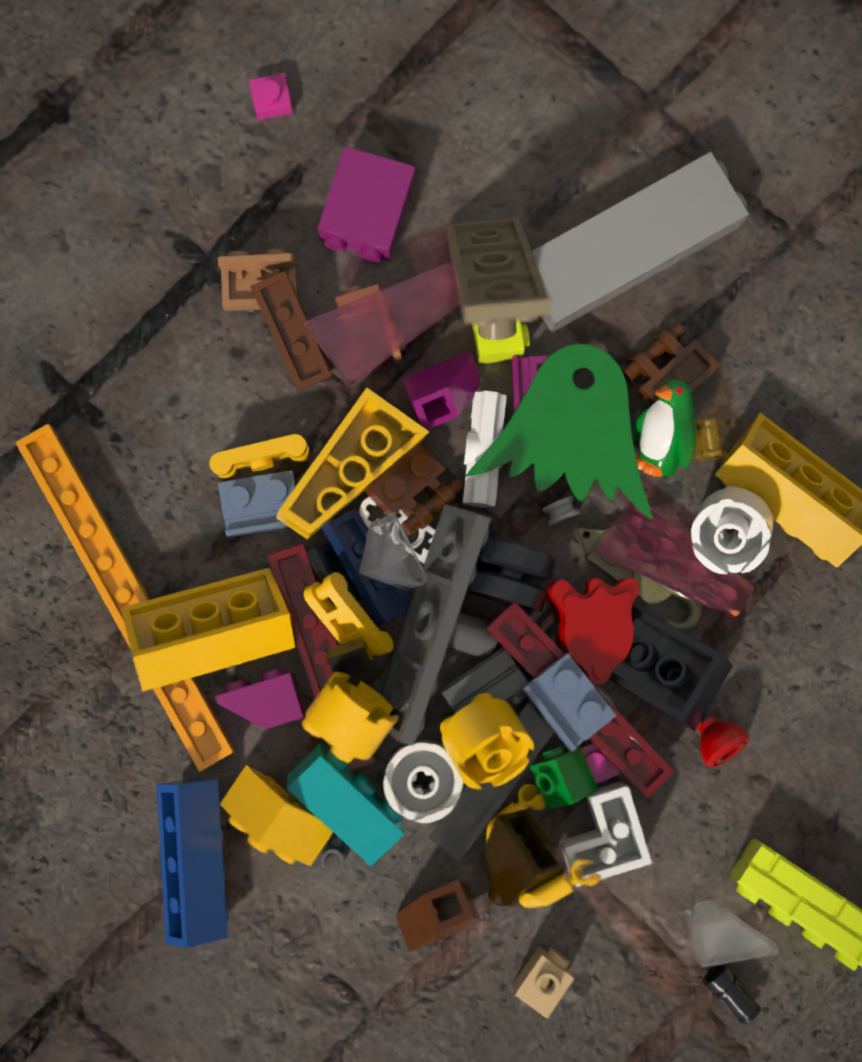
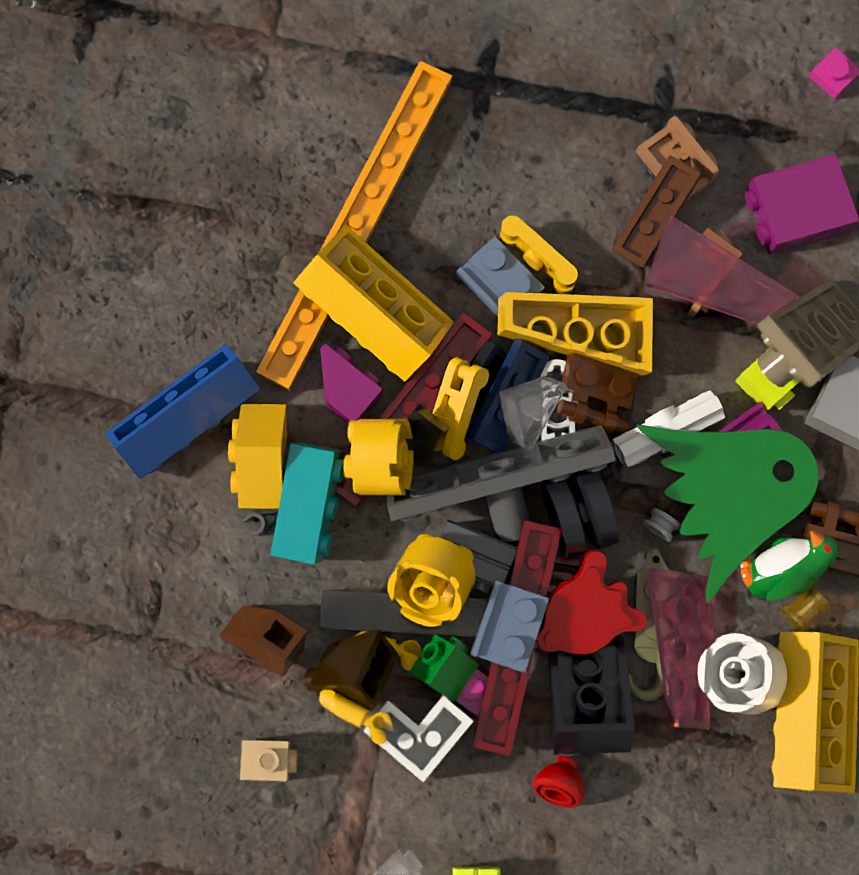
camera: 55 degrees right, 5 degrees down
(412, 800) = (362, 532): white brick -> none
(442, 389) = (694, 363): magenta slope -> none

